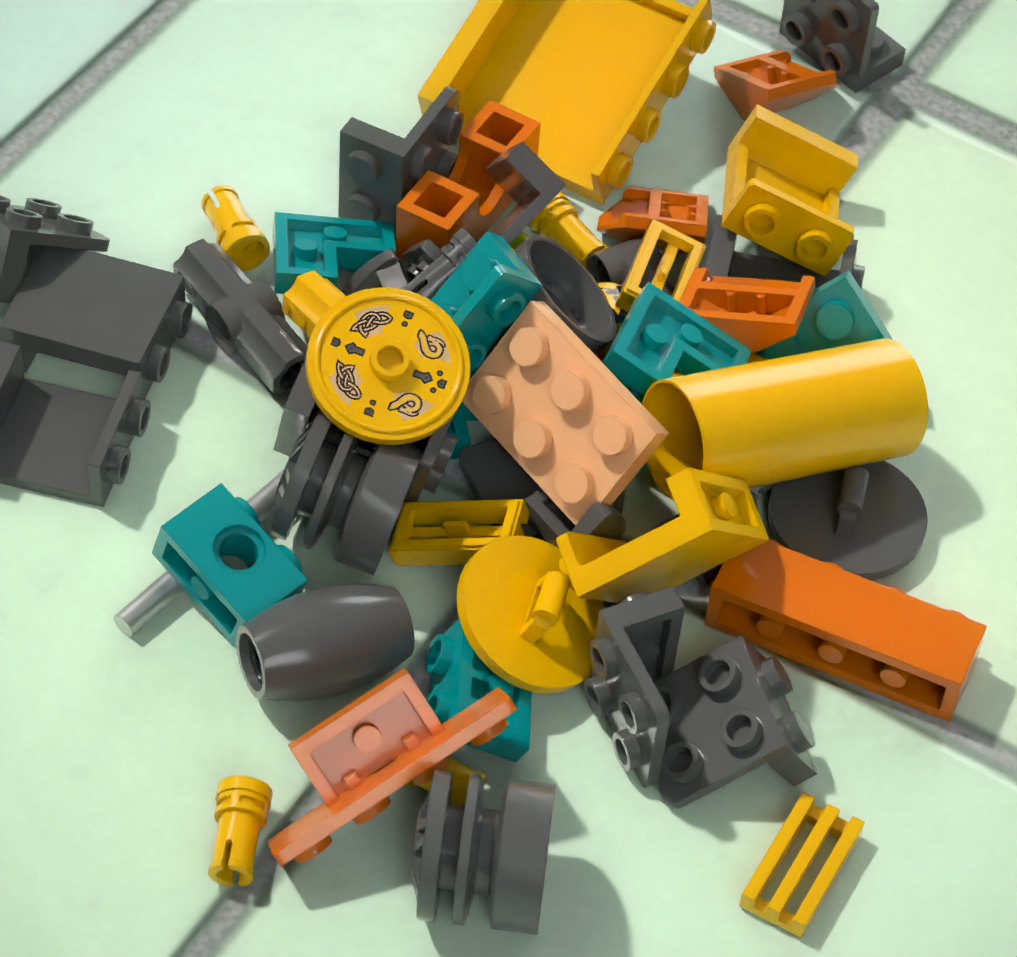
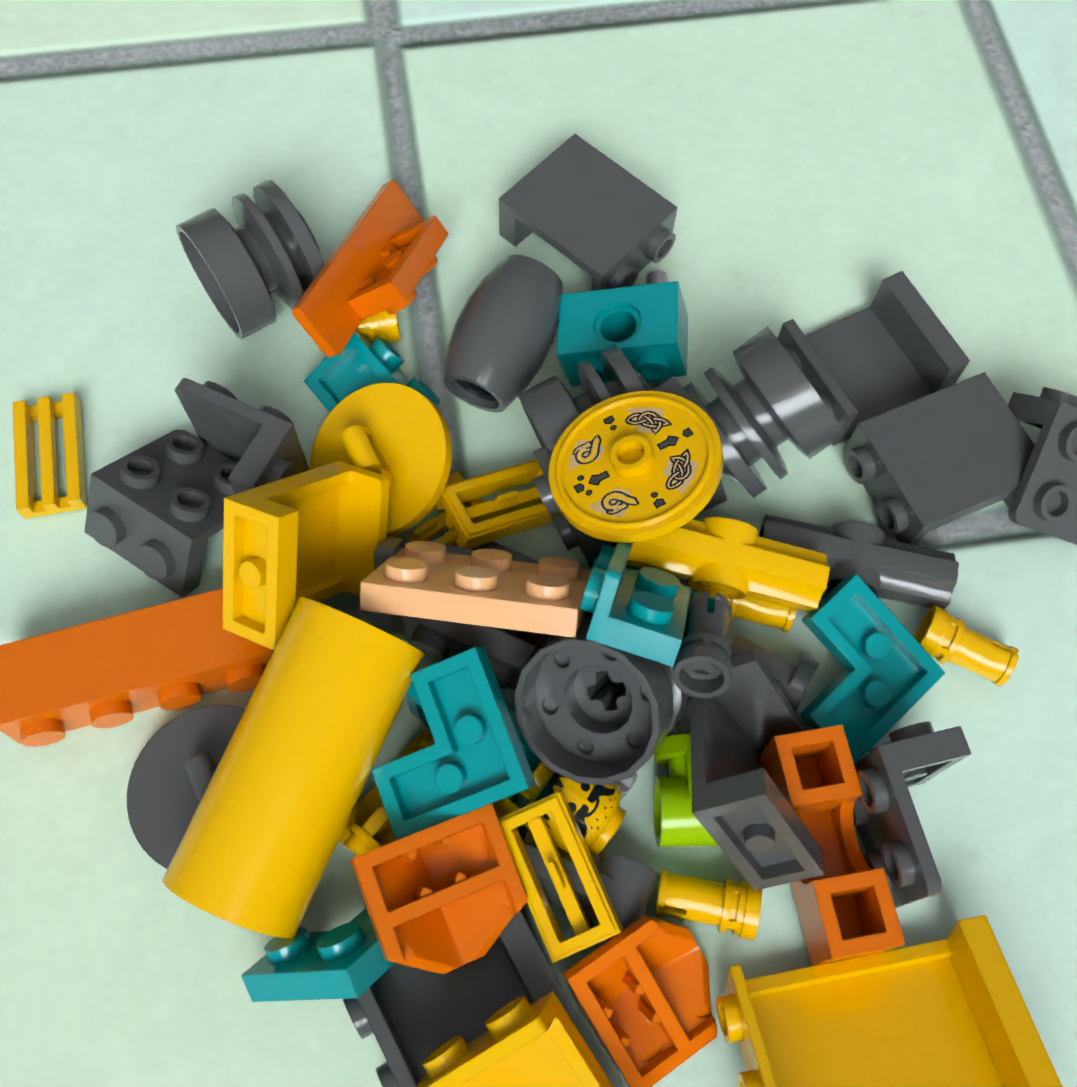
camera: 140 degrees right, 15 degrees up
(133, 701) = (590, 214): none -> dark grey panel
(226, 408) = (764, 411): none -> dark grey wheel
(240, 817) = (451, 207): yellow pin -> none

